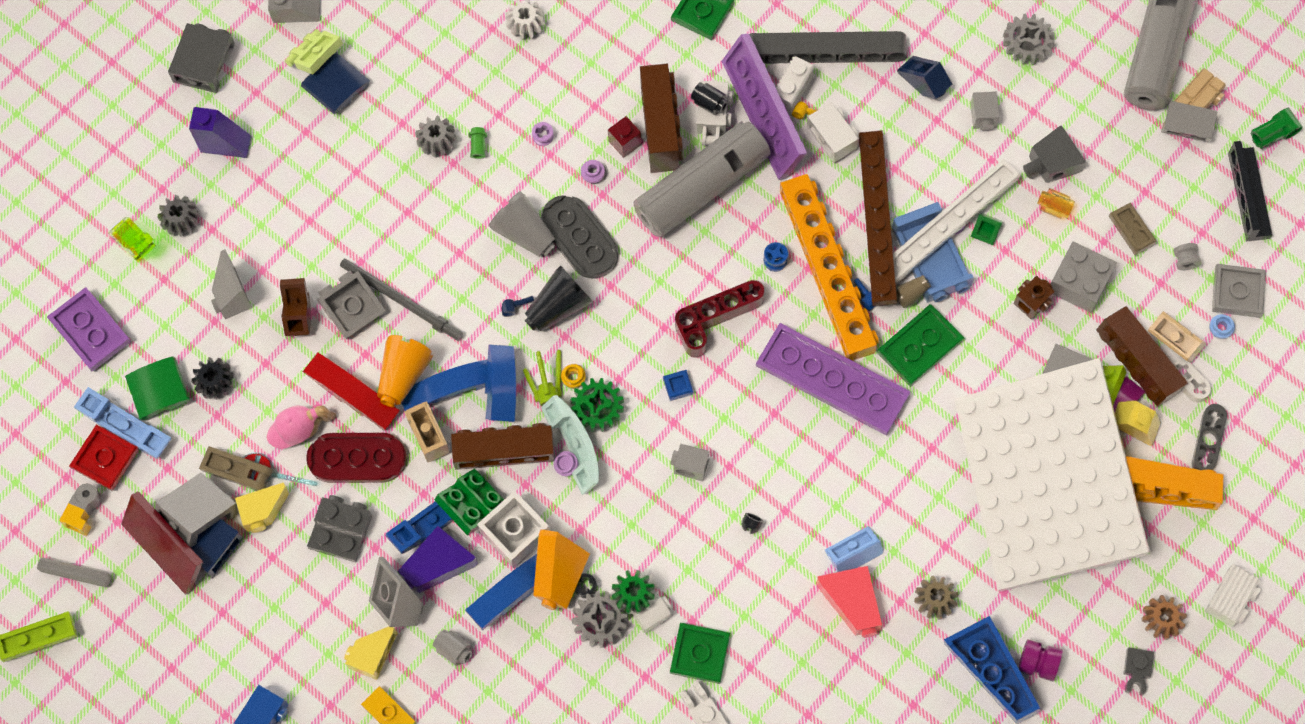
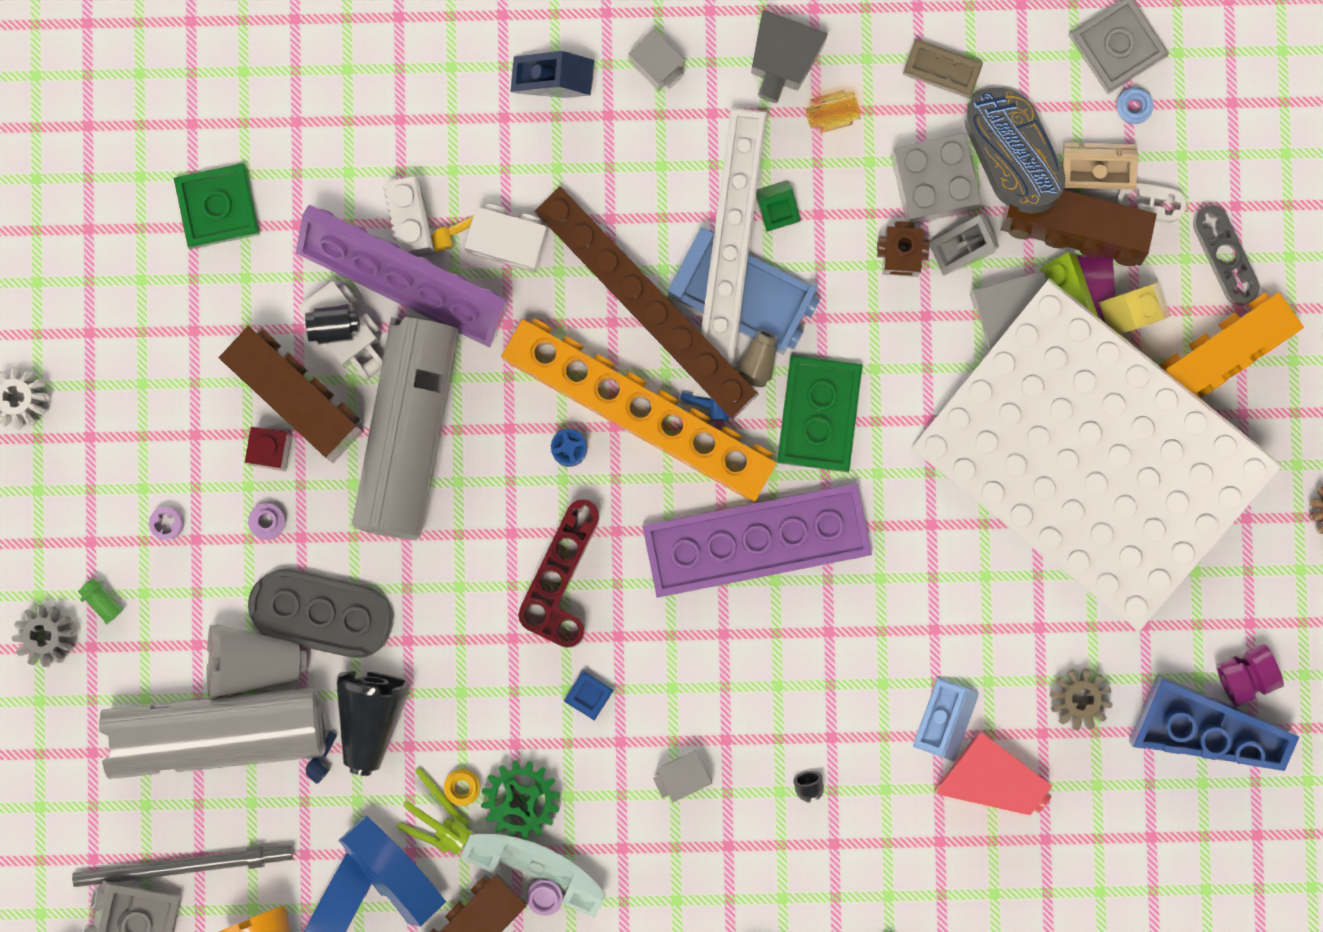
camera: 45 degrees left, 15 degrees up
(475, 244) = (214, 732): none -> light grey piece
(831, 46) = (408, 131): dark grey beam -> none
(1070, 321) = (964, 244): none -> light grey slope
(1137, 292) = (1014, 150): none -> dark grey tile
(1187, 256) = (1031, 52): light grey wheel -> none

